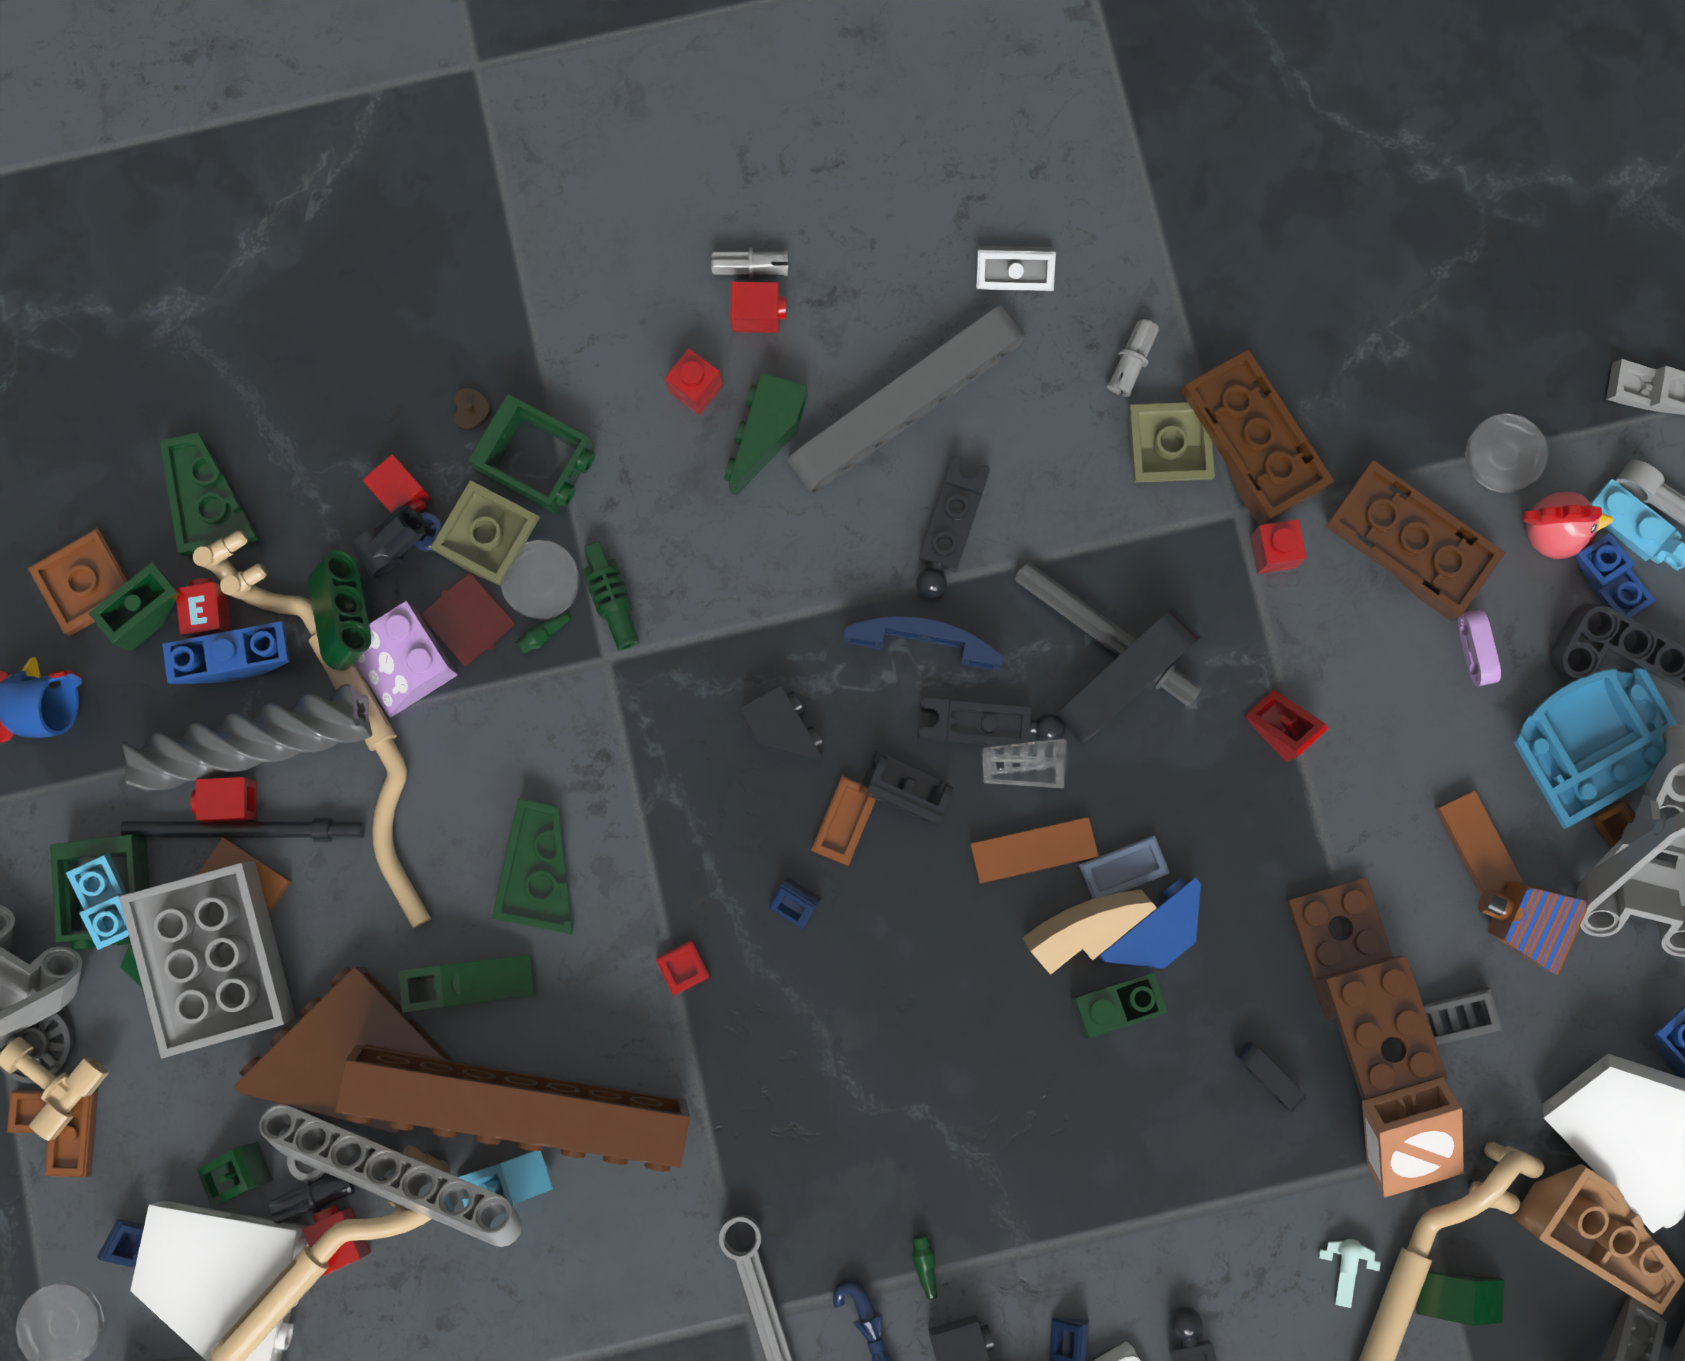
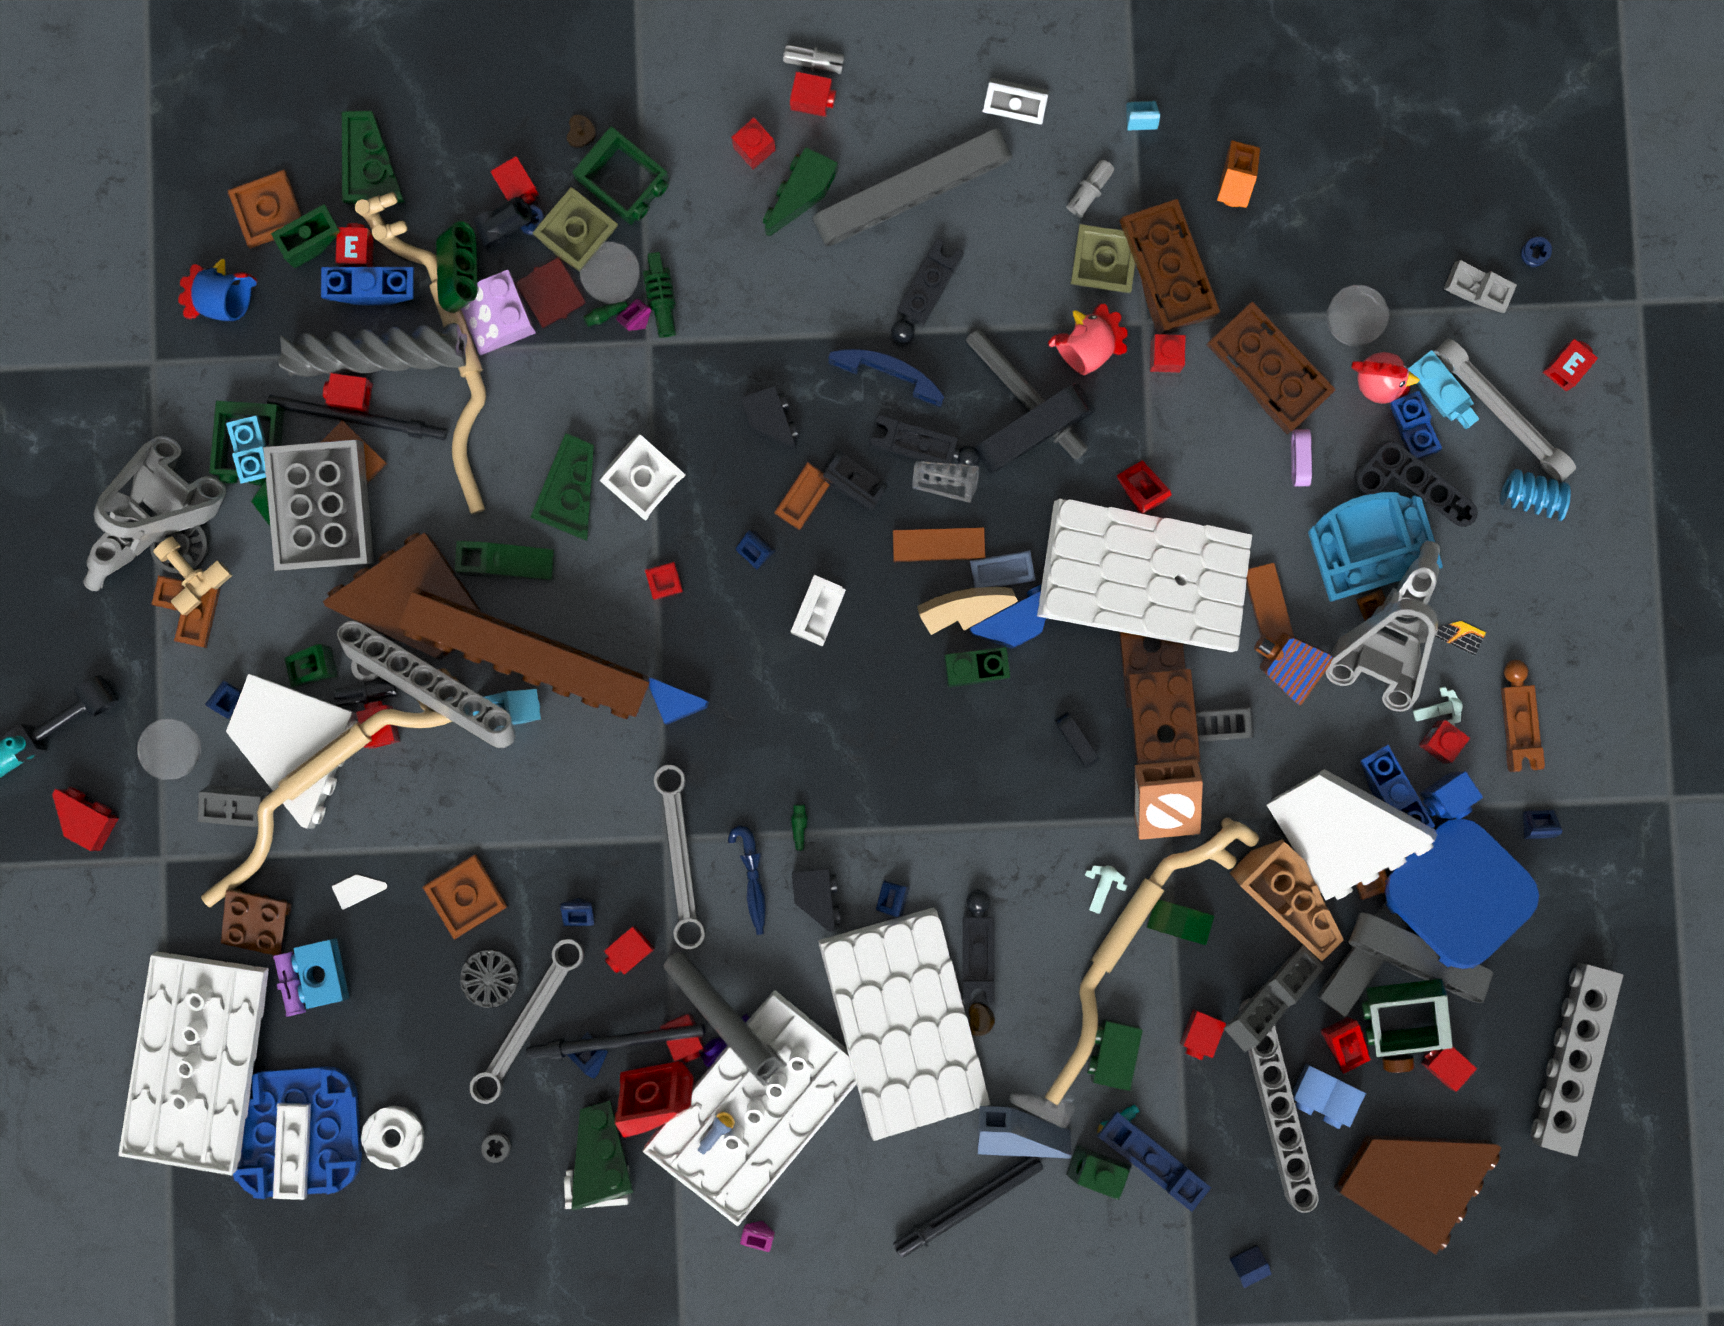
camera: 10 degrees right, 5 degrees up
(582, 629) = (634, 316): none -> magenta slope
(627, 836) = (641, 476): none -> white slope
(726, 1129) = (674, 703): none -> blue slope
(894, 969) = (818, 610): none -> white hinge
(1177, 548) = (1092, 340): none -> coral piece
(1179, 256) = (1142, 115): none -> medium azure slope
(1314, 841) = (1145, 575): none -> white piece
(1318, 306) = (1239, 174): none -> orange slope

